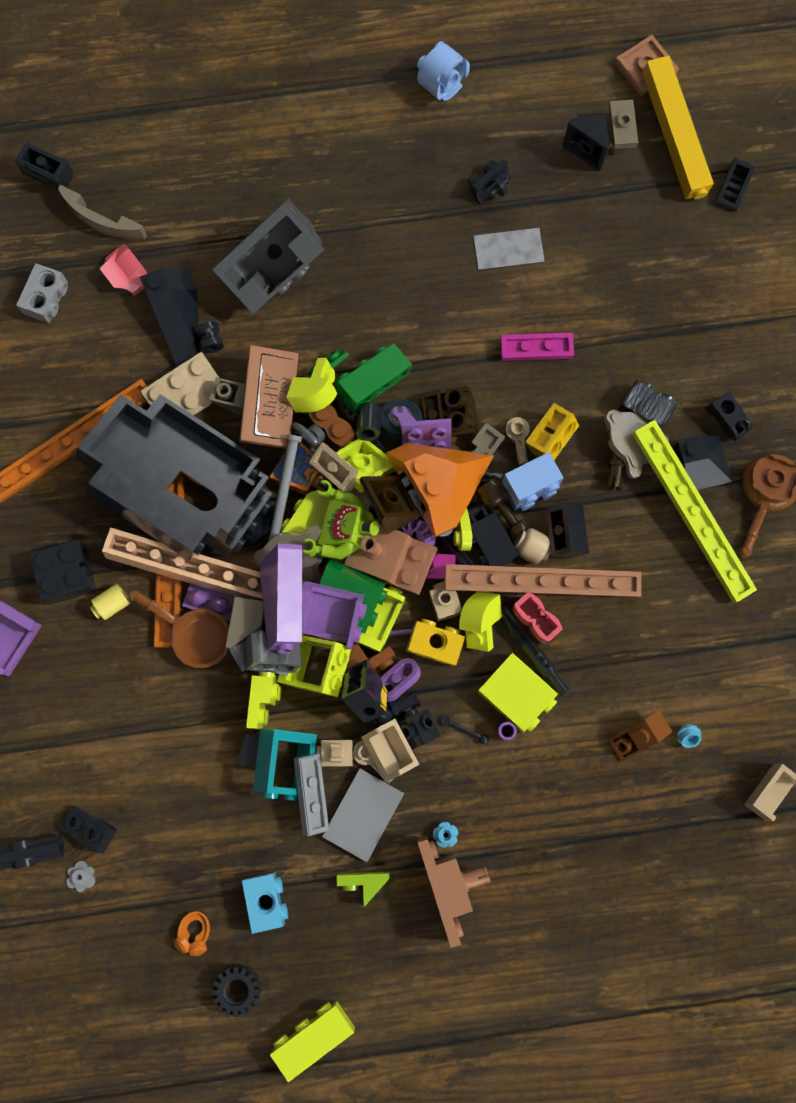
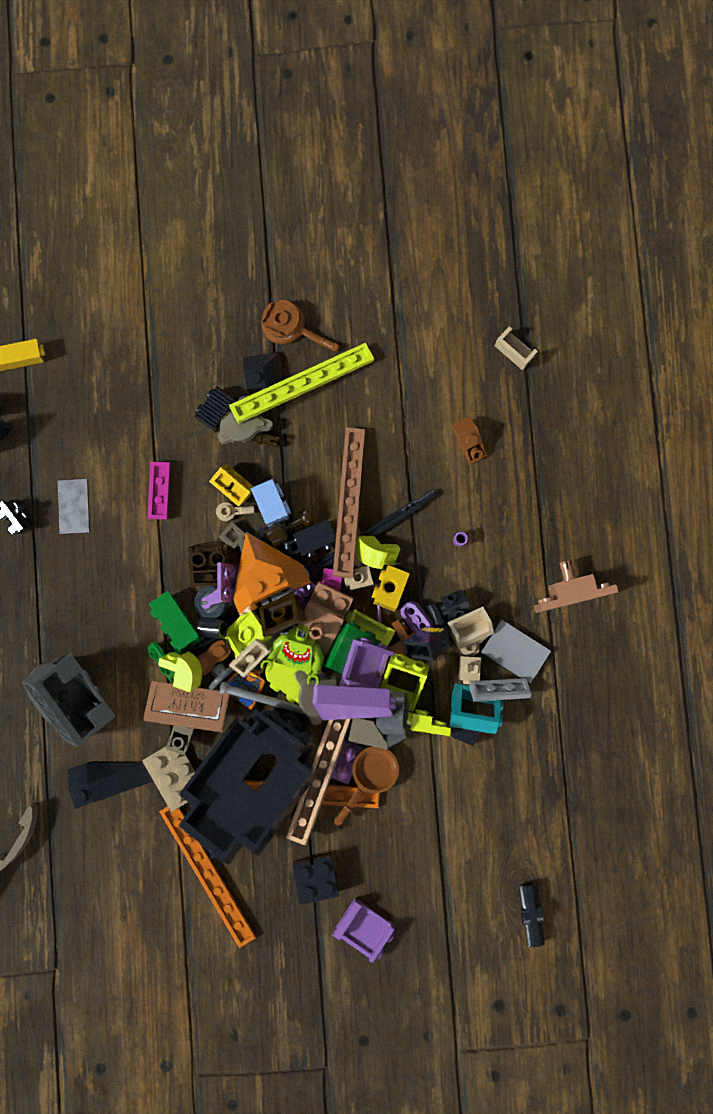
camera: 85 degrees left, 5 degrees up
(36, 292) = (78, 897): light grey brick -> none
(87, 876) = (547, 865): light grey plant -> none
(88, 829) = (516, 863): black plate -> none
(109, 602) = (341, 842): light yellow brick -> none
(124, 270) = (64, 823): coral slope -> none
(199, 945) = (597, 792): orange piece -> none
(209, 336) = (129, 753): black wheel -> none
(221, 996) = (650, 753): black tyre -> none
(259, 917) = (587, 732): medium azure brick -> none
(311, 1040) = (675, 699): neon yellow brick -> none
(371, 882) = (564, 649): lime slope -> none
(438, 833) = (533, 596): medium azure plate -> none
(463, 534) = (308, 560): neon yellow plate -> none
(484, 739) = (464, 557): black hinge -> none
(518, 694) = (432, 528): neon yellow brick -> none
(532, 546) = (320, 507): tan head -> none
(532, 613) = (372, 512): coral brick -> none
(567, 530) = (310, 480): black brick -> none
(689, 736) = (471, 404): medium azure plate -> none
(730, 416) = (228, 347): black leg -> none
(742, 167) = (22, 314): black slope -> none

